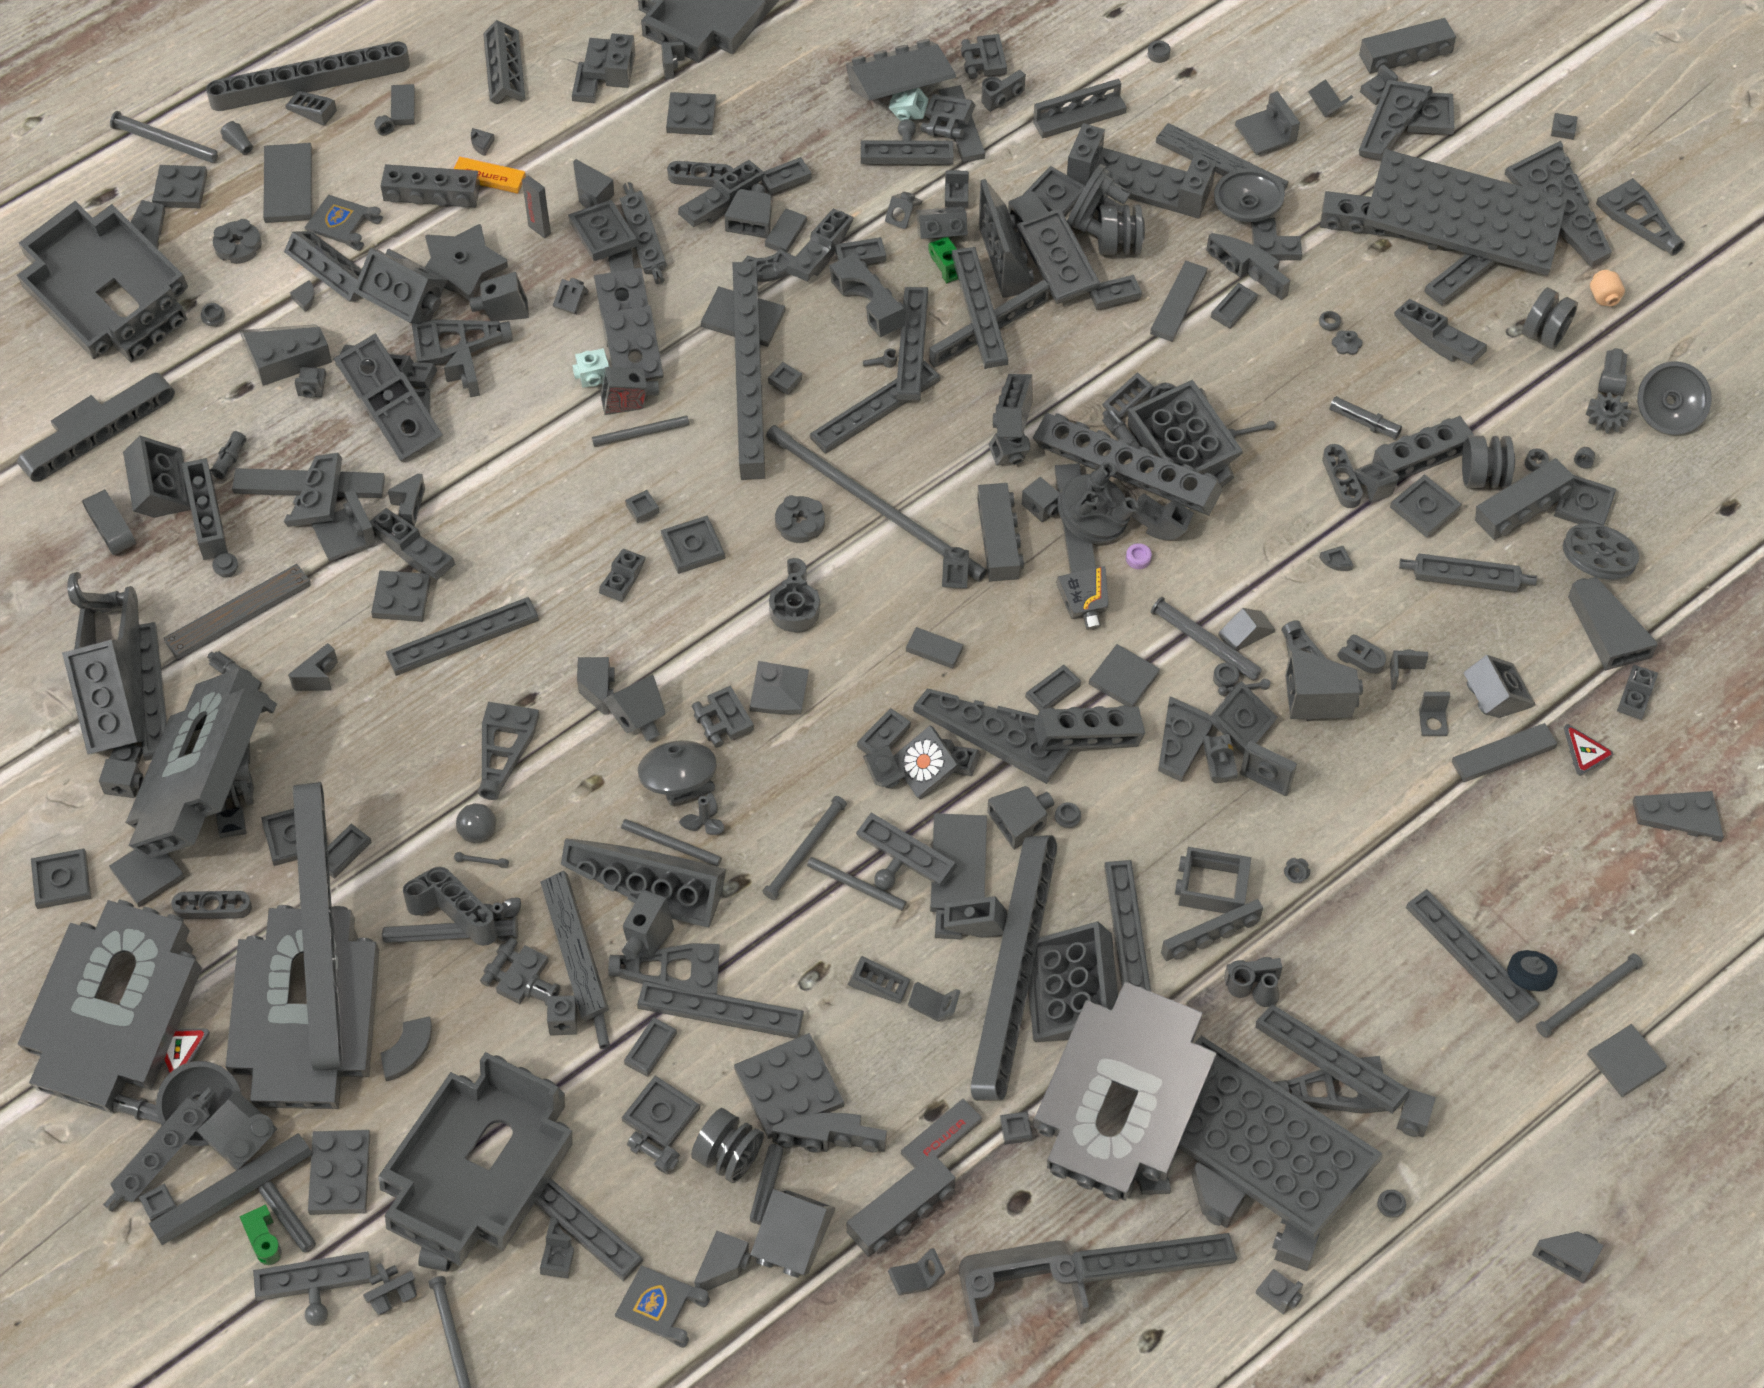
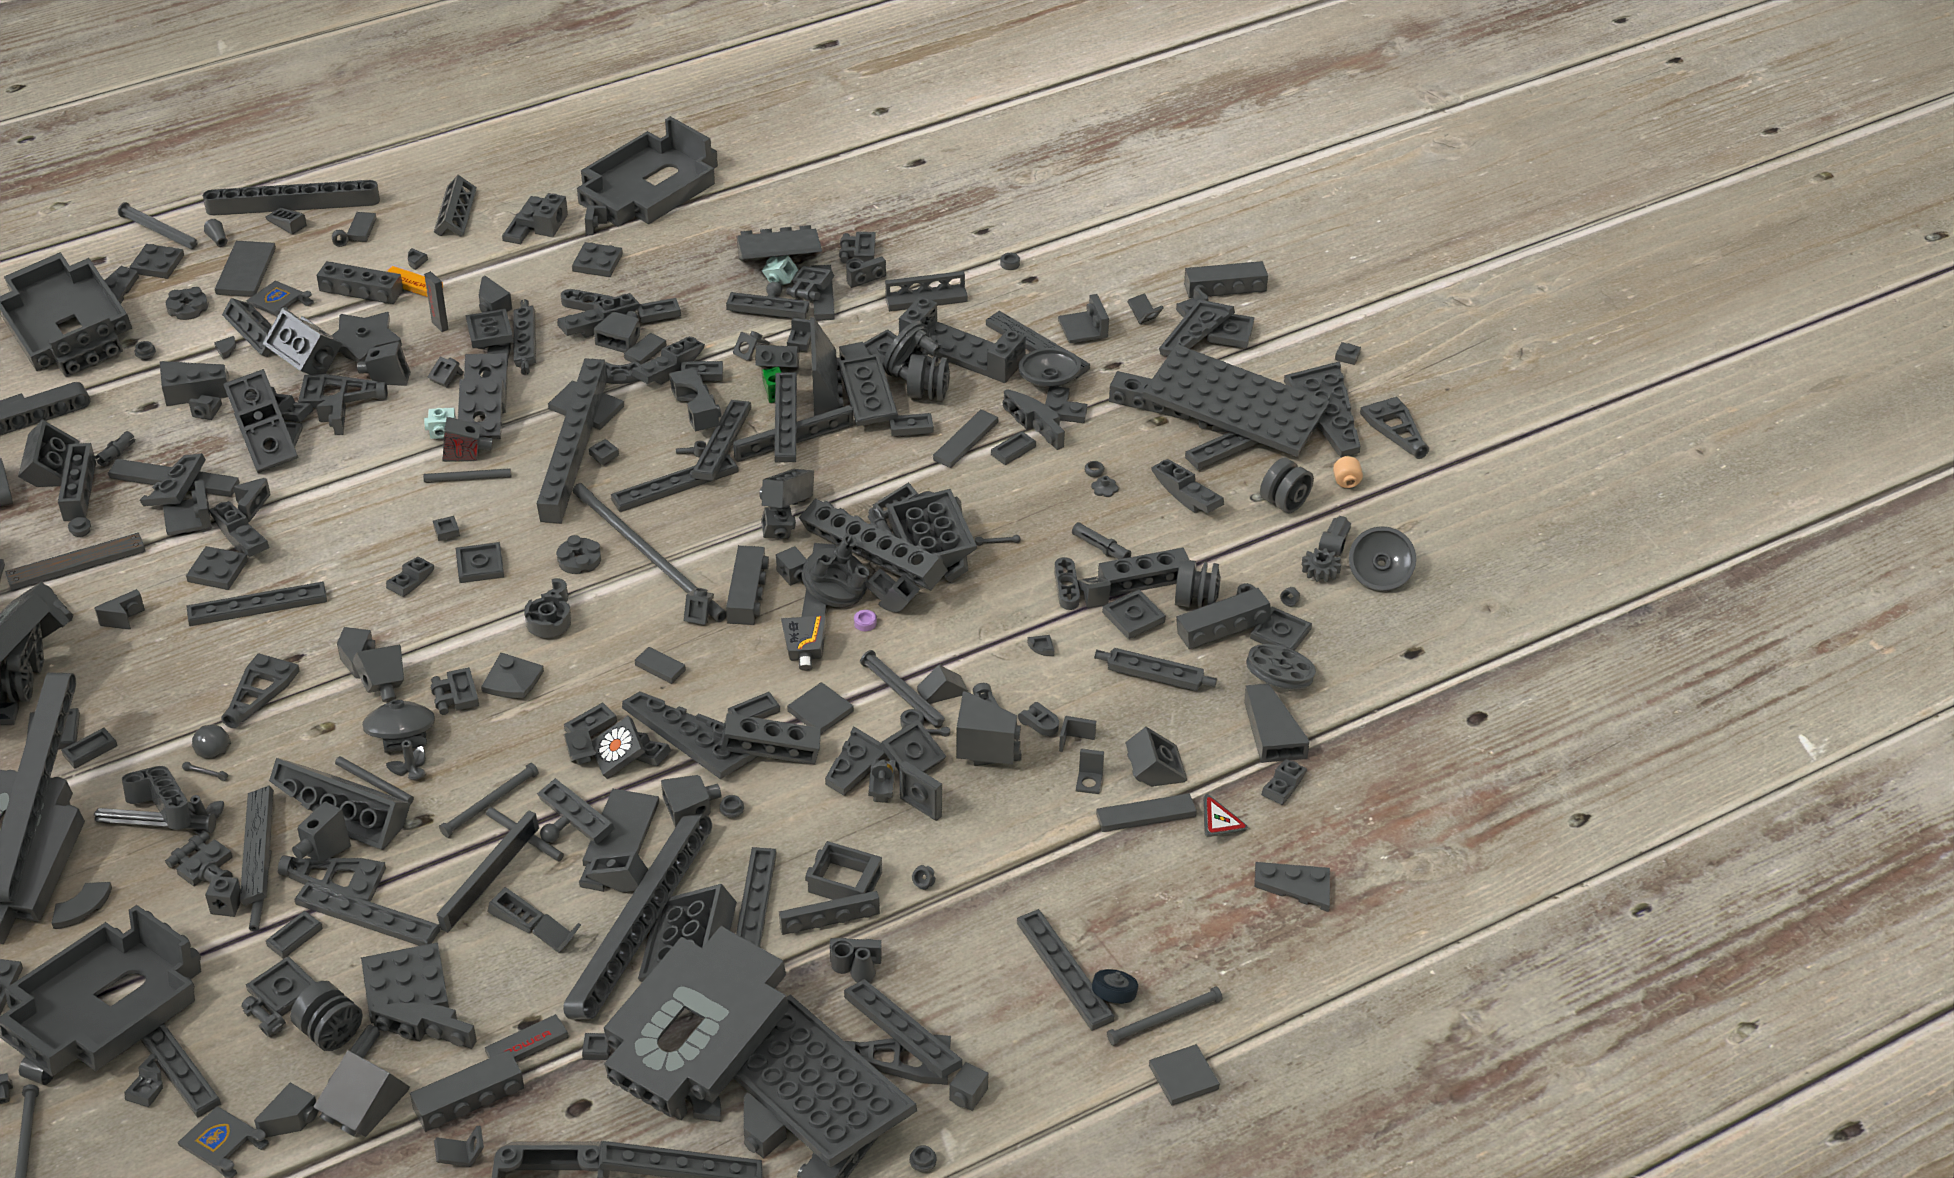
camera: 10 degrees right, 15 degrees down
(837, 939) = (487, 871): none -> tile

